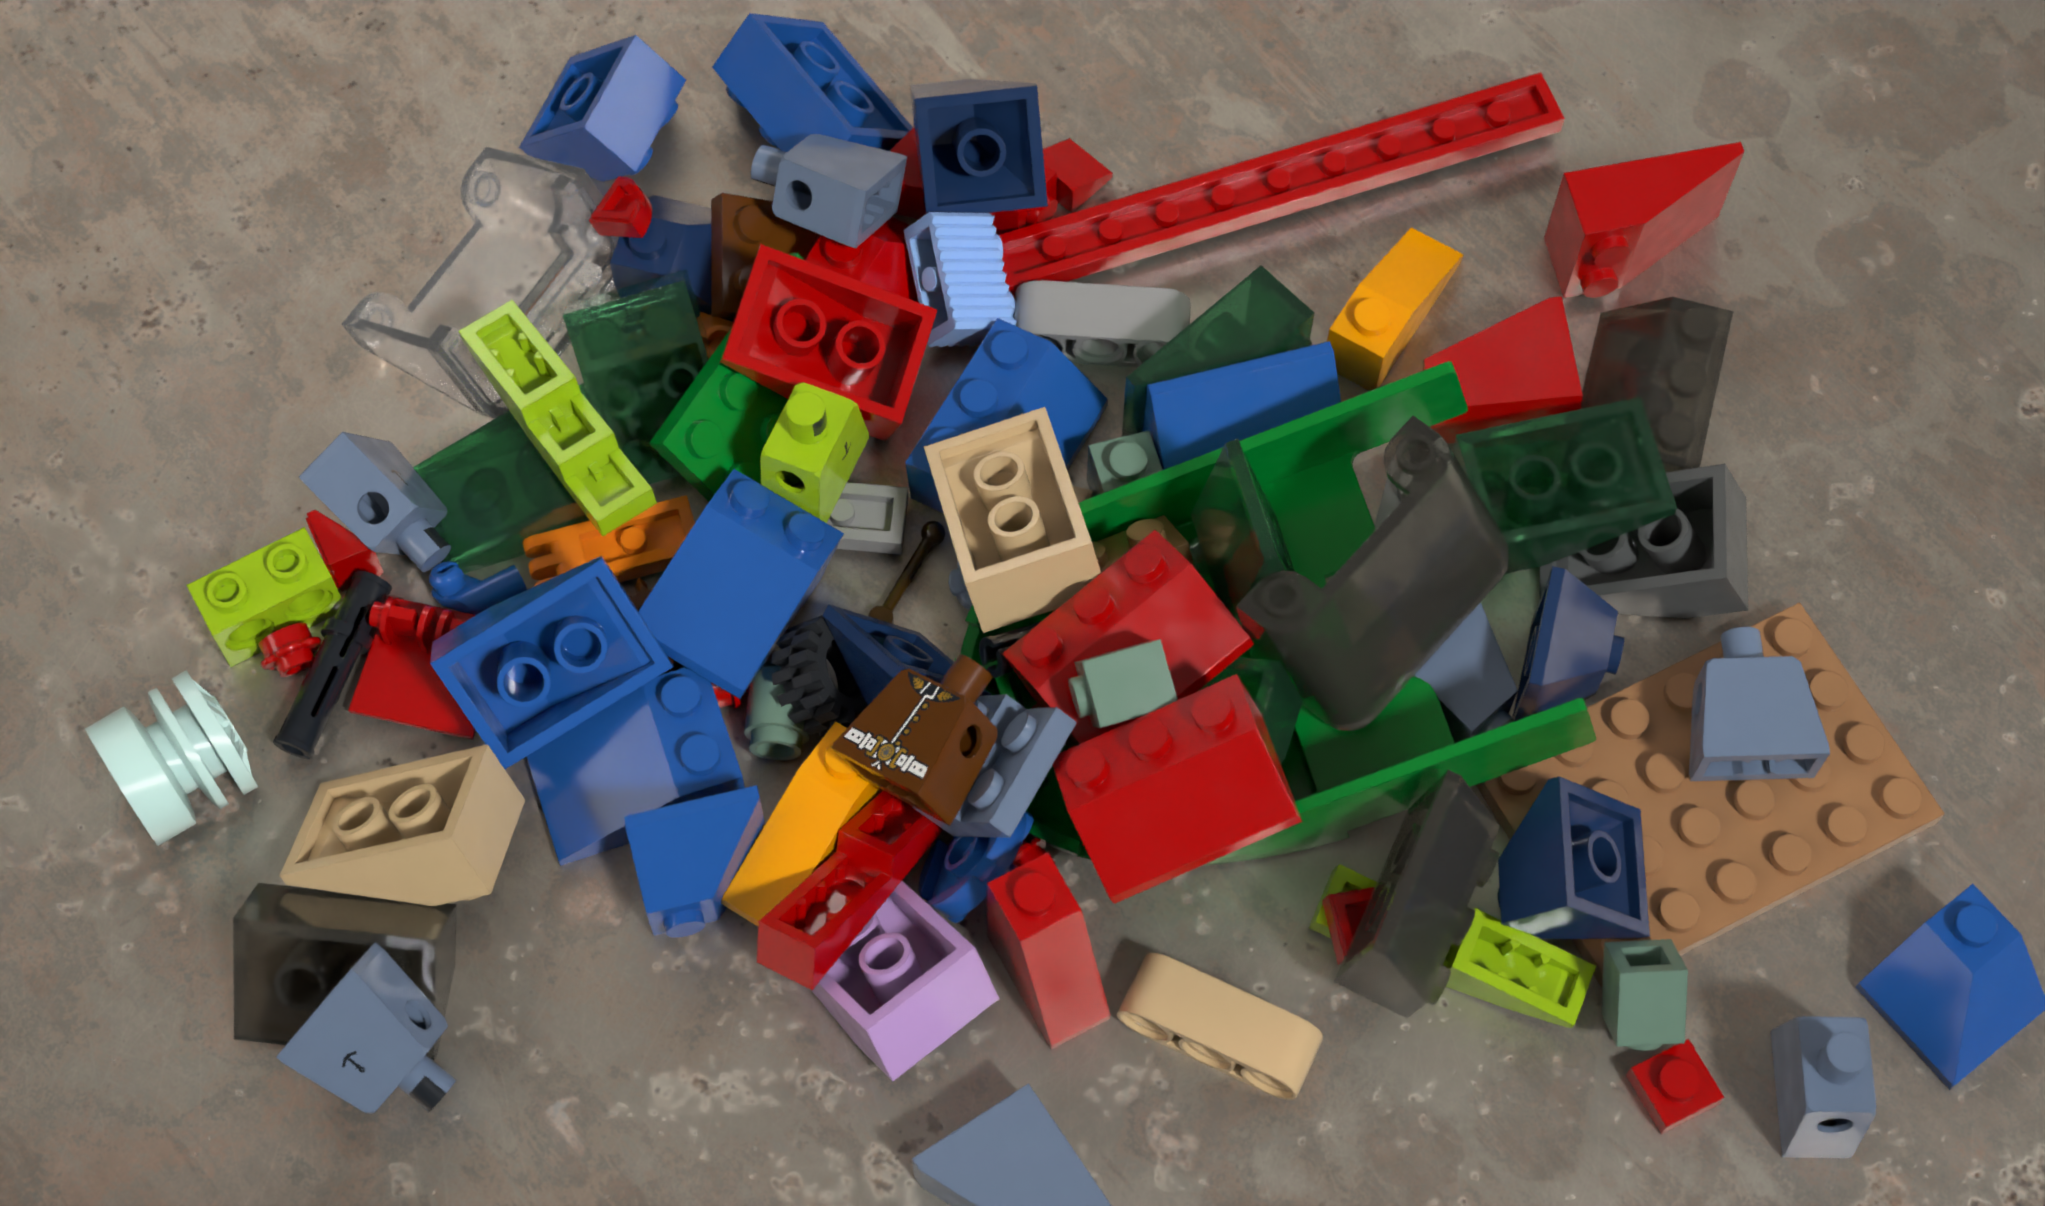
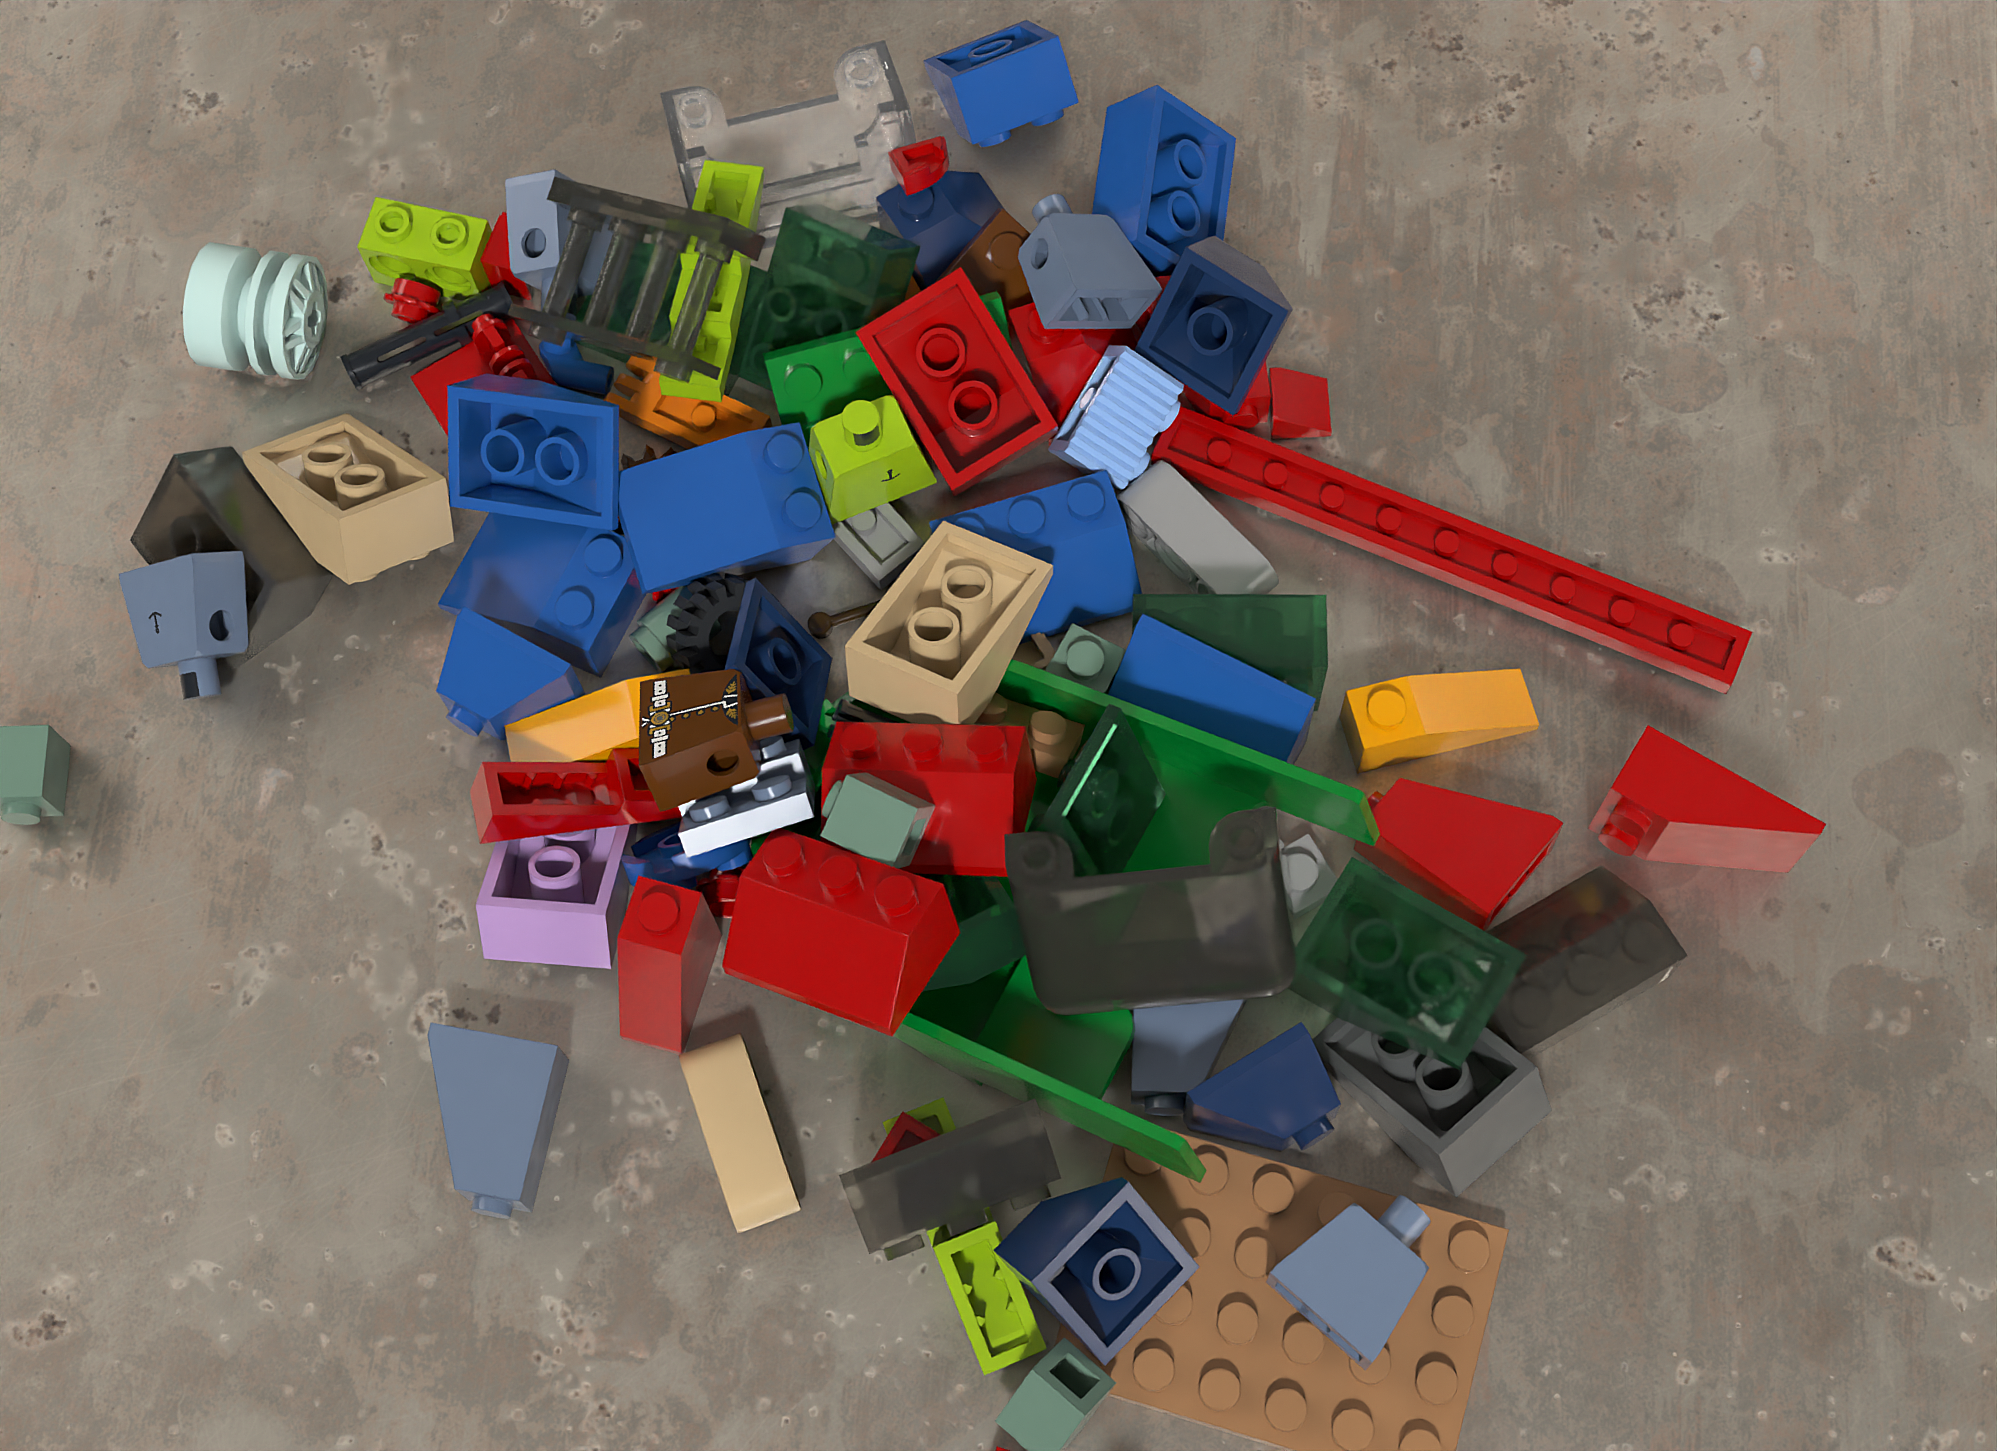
camera: 50 degrees right, 5 degrees up
(455, 418) = (630, 220): none -> clear smoke fence

